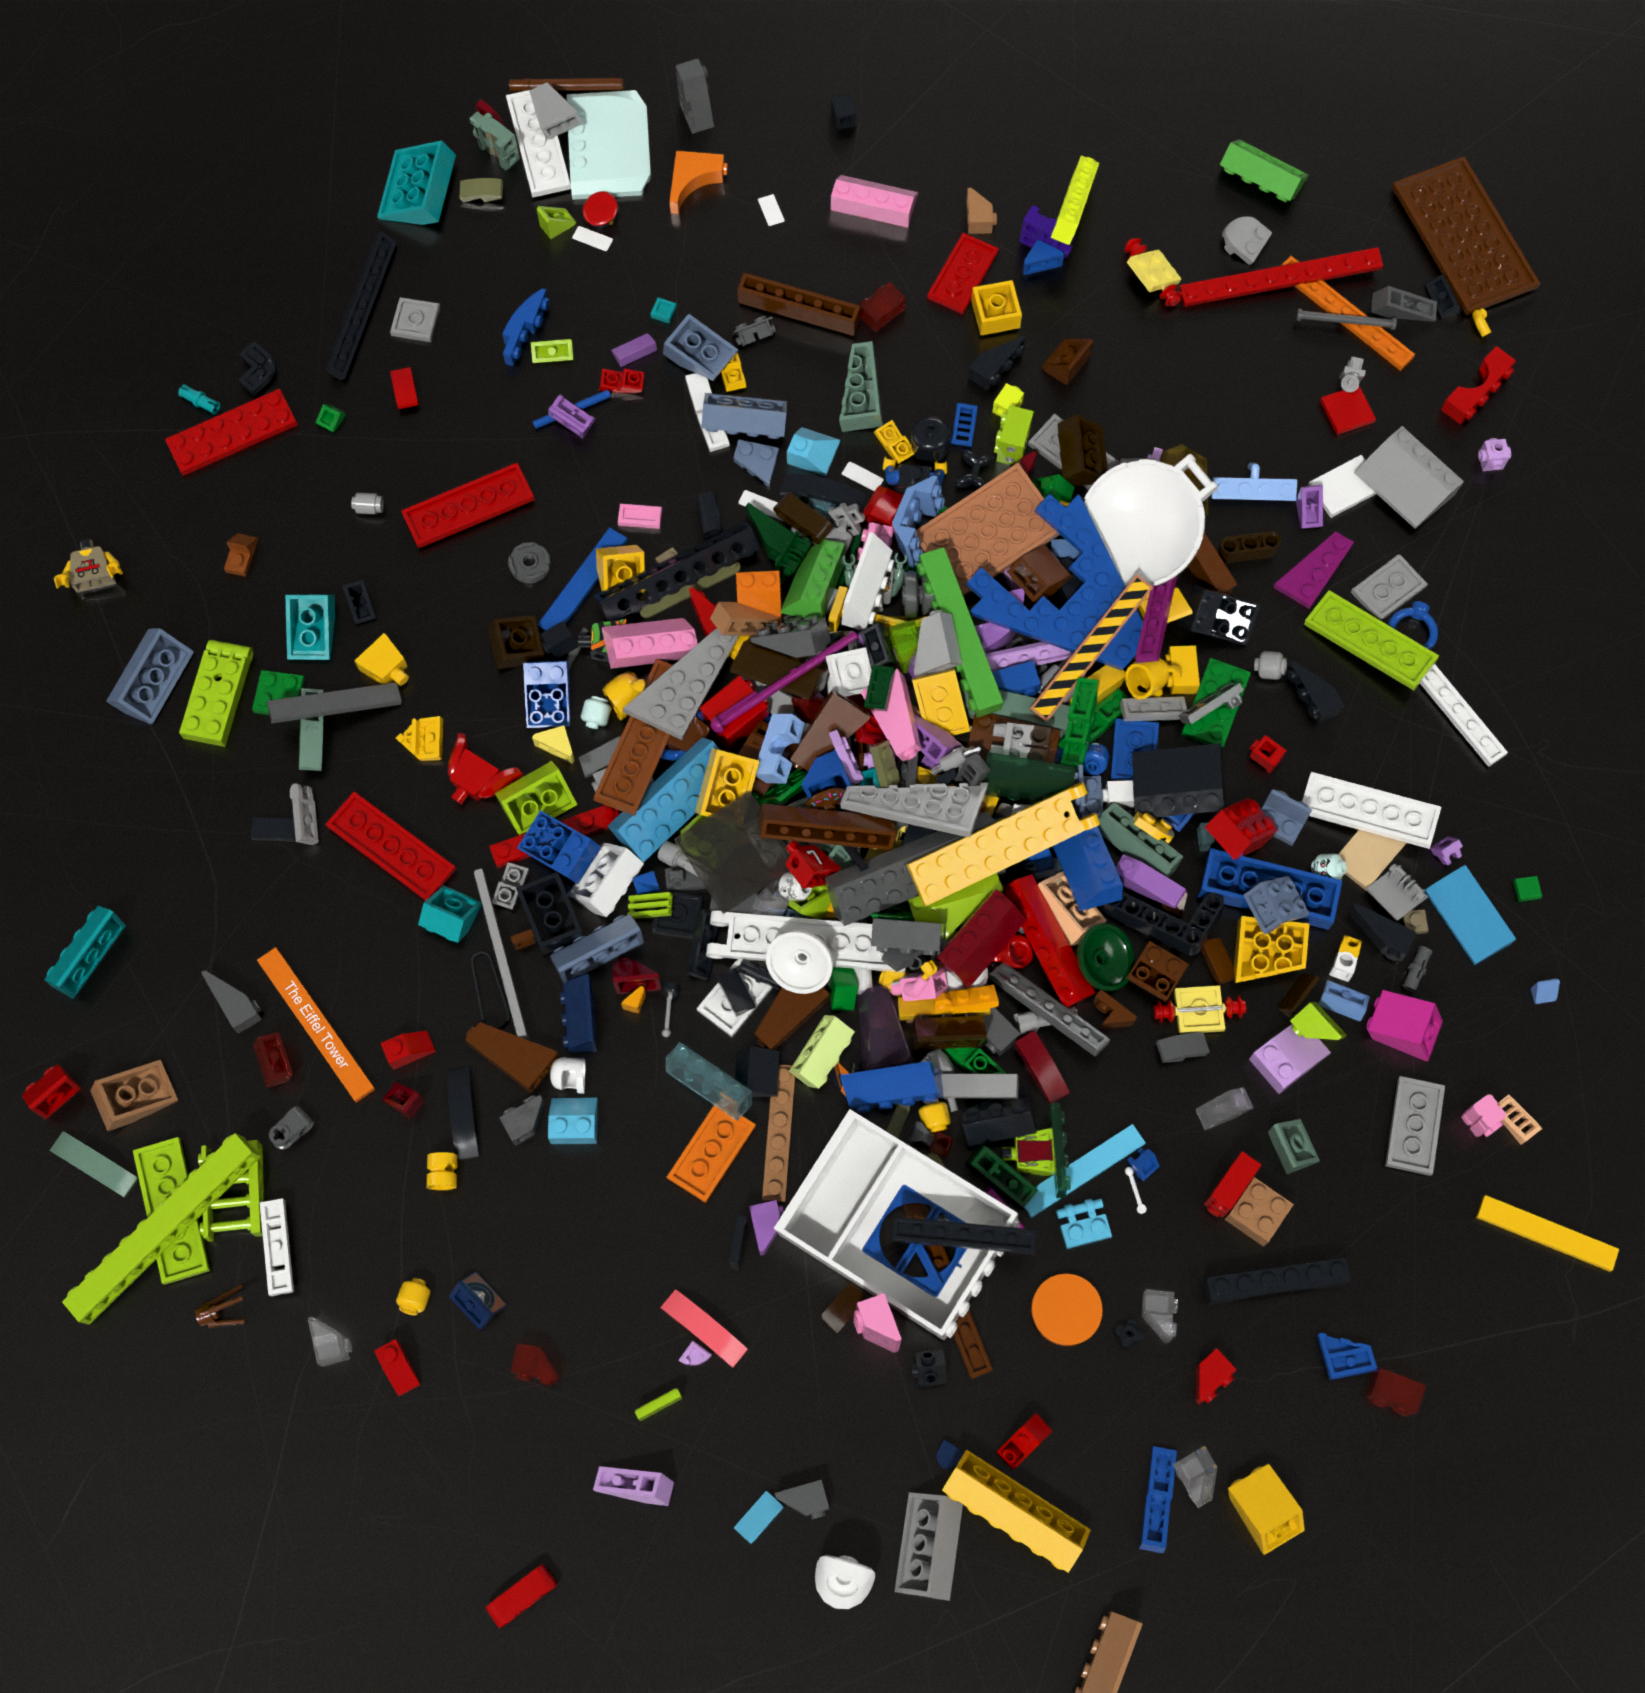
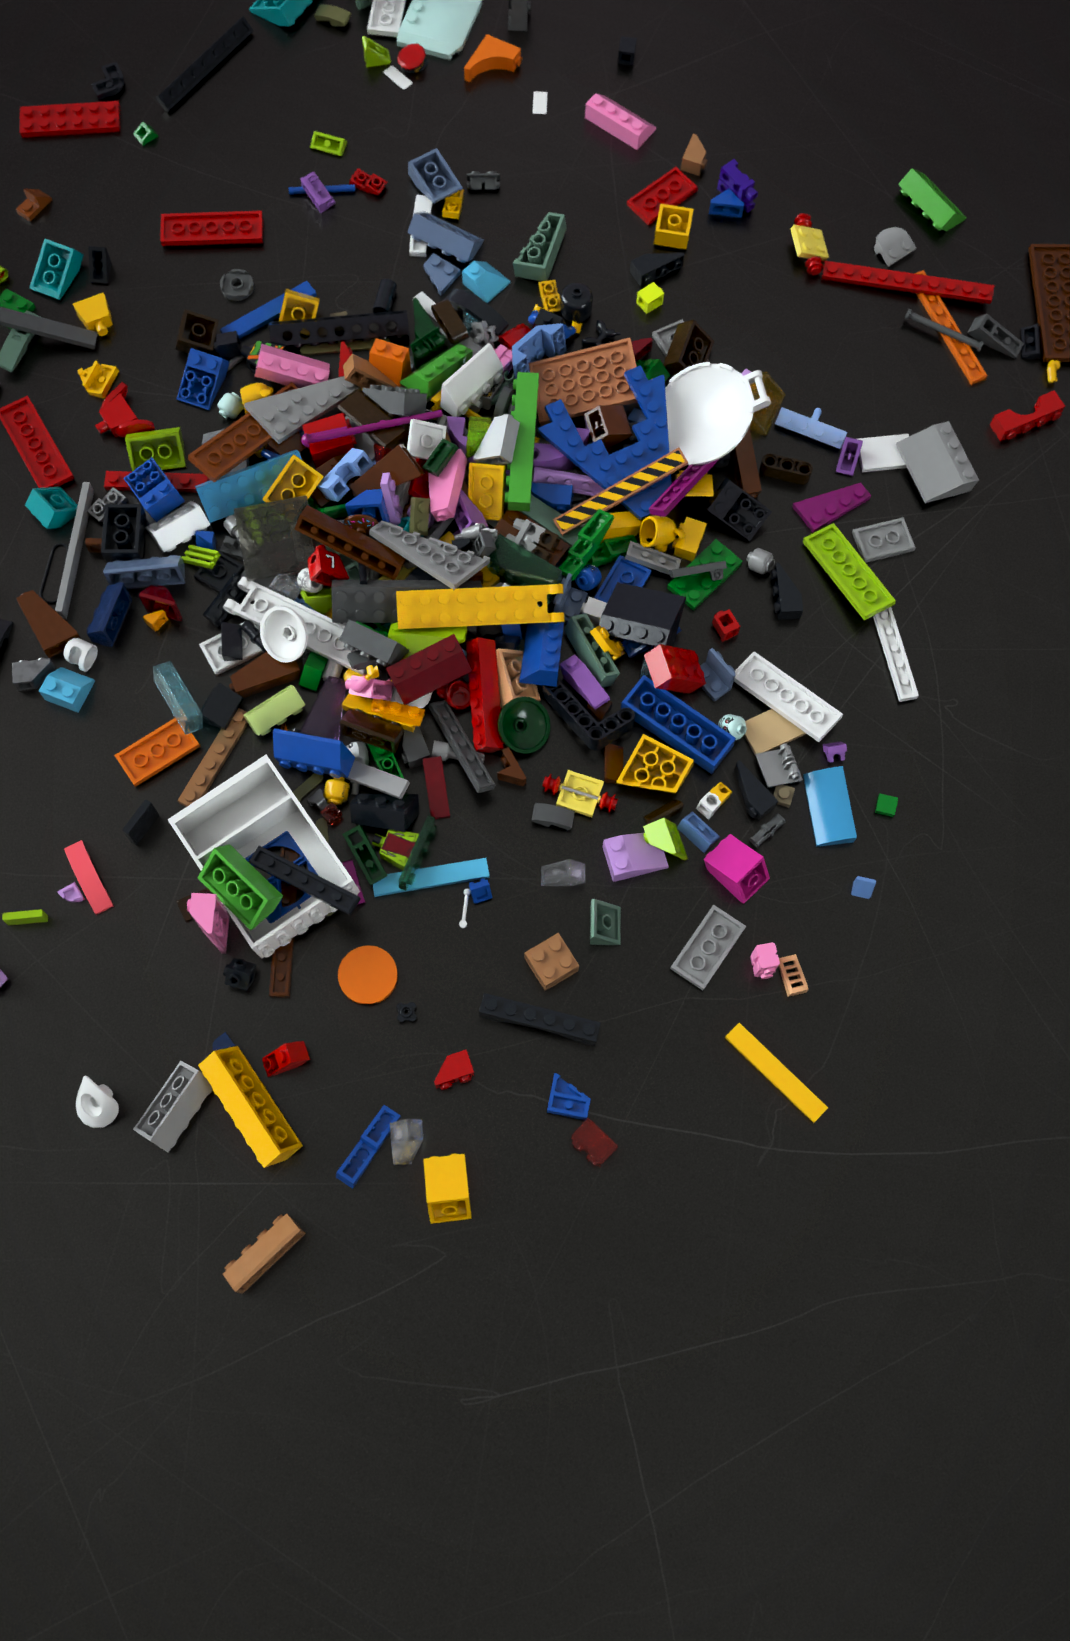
camera: 20 degrees right, 0 degrees up
(199, 399) = (58, 88): teal pin -> none
(367, 503) = (140, 201): light grey brick -> none
(404, 388) = (207, 131): red slope -> none
(415, 319) = (240, 88): light grey tile -> none
(522, 322) = (317, 114): blue slope -> none
(555, 742) = (191, 415): light yellow slope -> none
(634, 349) = (388, 164): medium lavender slope -> none
(640, 516) = (334, 281): bright pink tile -> none
(663, 310) = (424, 144): teal tile -> none
(669, 991) = (185, 624): hinge -> none
(758, 1517) = (58, 1032): medium azure slope -> none
(764, 1220) = (163, 828): medium lavender slope -> none
(798, 304) = (525, 172): reddish brown brick -> none
(806, 1499) = (99, 1032): dark grey slope -> none
(862, 476) = (514, 312): white sticker -> none
(878, 646) = (458, 429): black slope -> none
(882, 306) = (588, 197): clear red brick -> none
(898, 1271) = (239, 886): none -> bright green slope
(967, 409) = (620, 294): blue slope -> none
(1013, 435) = (641, 319): lime piece -> none
(1068, 358) = (713, 284): reddish brown slope -> none
(1075, 200) = (768, 166): neon yellow brick -> none
(1087, 1230) = (412, 922): medium azure plate -> none
(1157, 971) = (559, 751): reddish brown slope -> none
(1158, 1312) = (437, 1004): clear slope -> none
(1232, 1185) = (538, 930): red brick -> none
(1275, 903) = (673, 732): sand blue bracket -> none
(1347, 410) = (914, 397): red tile -> none
(1352, 375) = (928, 370): light grey hips -> none
(1419, 612) = (898, 565): blue piece -> none
(1494, 454) = (1014, 470): lavender brick -> none

